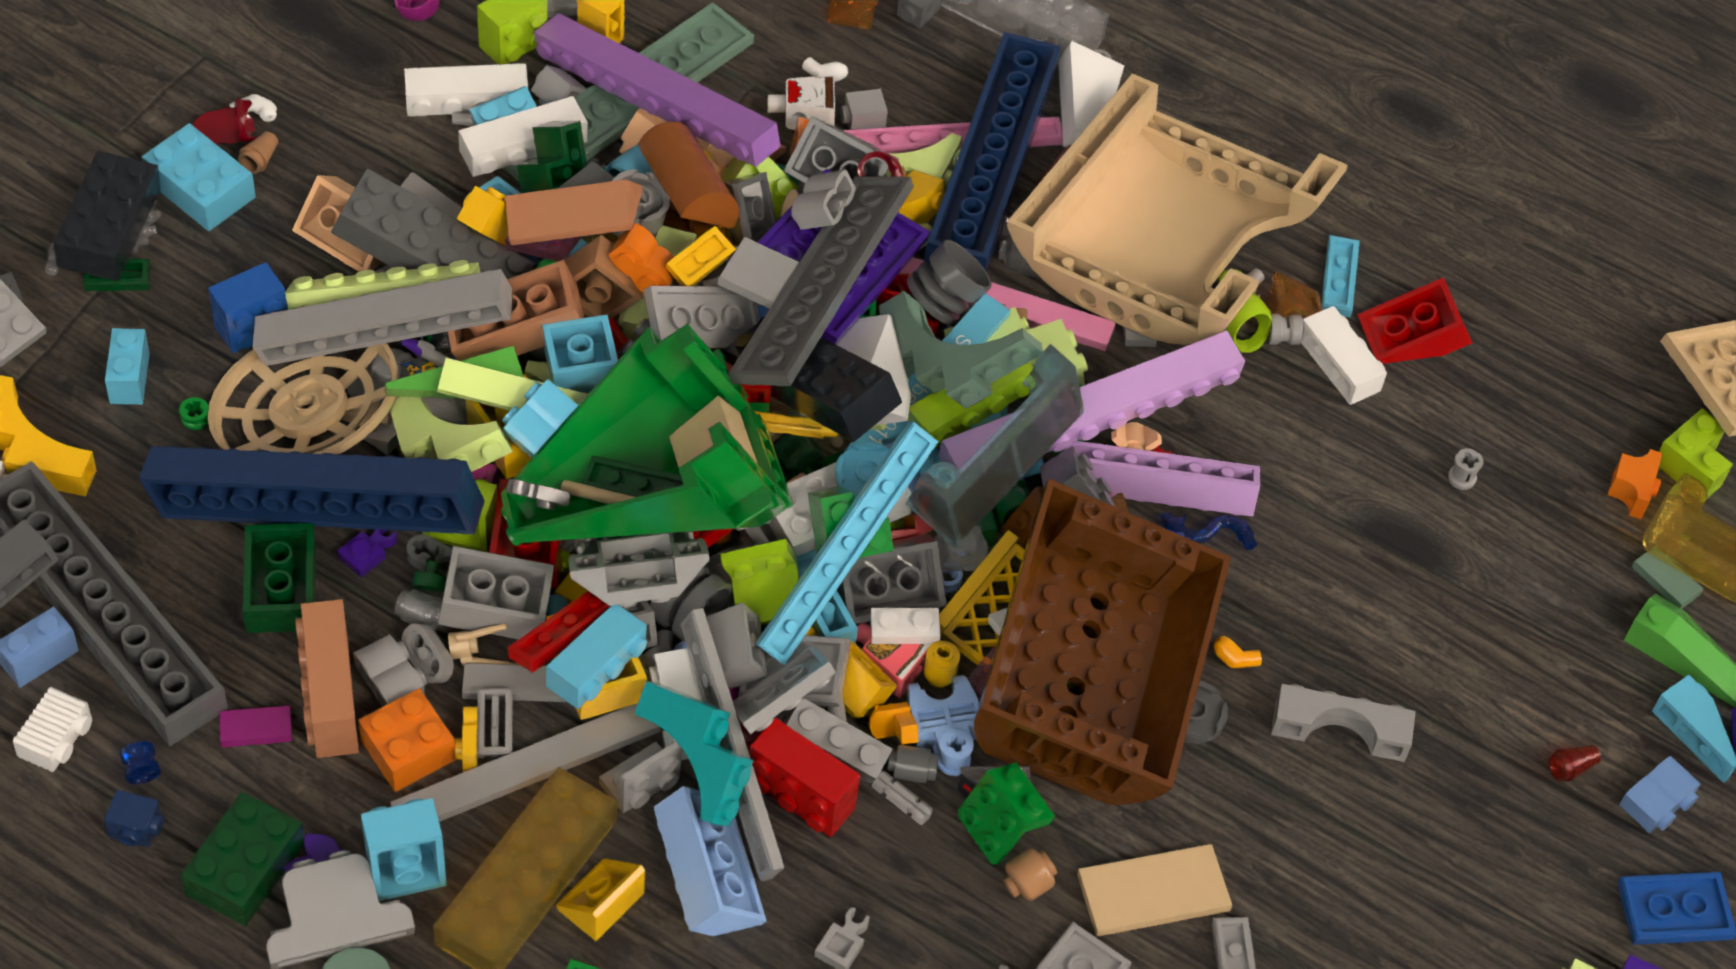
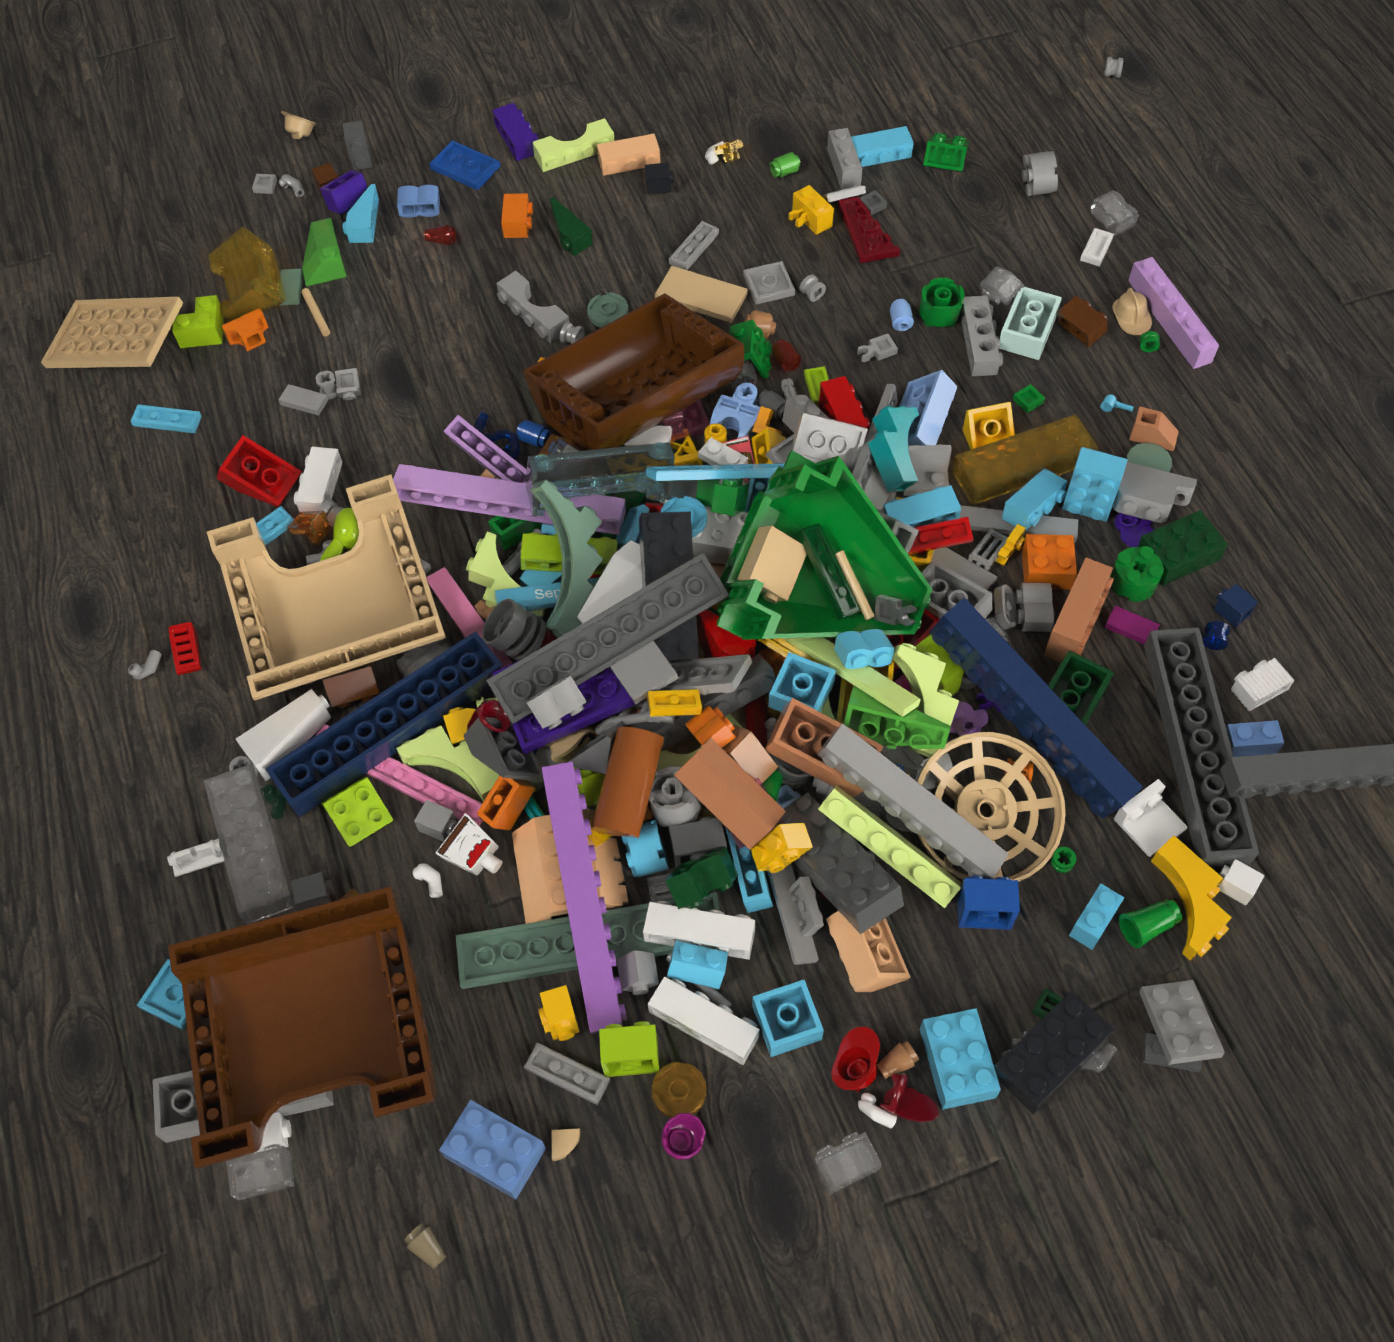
camera: 135 degrees left, 5 degrees up
(66, 390) = (1148, 922): none -> green plant
(113, 500) = (1149, 819): none -> white bracket
(254, 54) = (846, 1162): none -> clear brick
(286, 780) = (1136, 573): none -> green brick
(296, 120) = (856, 1060): none -> red piece
(386, 121) = (787, 1018): none -> medium azure brick
(449, 39) = (678, 1089): none -> pearl gold tile
(473, 808) = (1035, 499): none -> medium azure brick
(879, 839) = (813, 378): none -> lime tile
(955, 78) = (357, 811): none -> lime bracket
(956, 849) = (786, 355): none -> clear red brick
(1251, 788) = (606, 309): none -> sand green tile
(1255, 711) = (570, 333): none -> light grey wheel
(1291, 92) = (146, 669): none -> light grey arm
(1291, 133) = (180, 634): none -> red slope
(1422, 875) = (572, 232): none -> dark green slope
(1442, 484) = (347, 384): none -> light grey bracket
(1486, 440) = (303, 399): none -> light grey tile
(1512, 852) = (516, 215): none -> orange brick
(1593, 336) = (166, 418): none -> medium azure tile
(1596, 562) = (315, 312): none -> tan bar

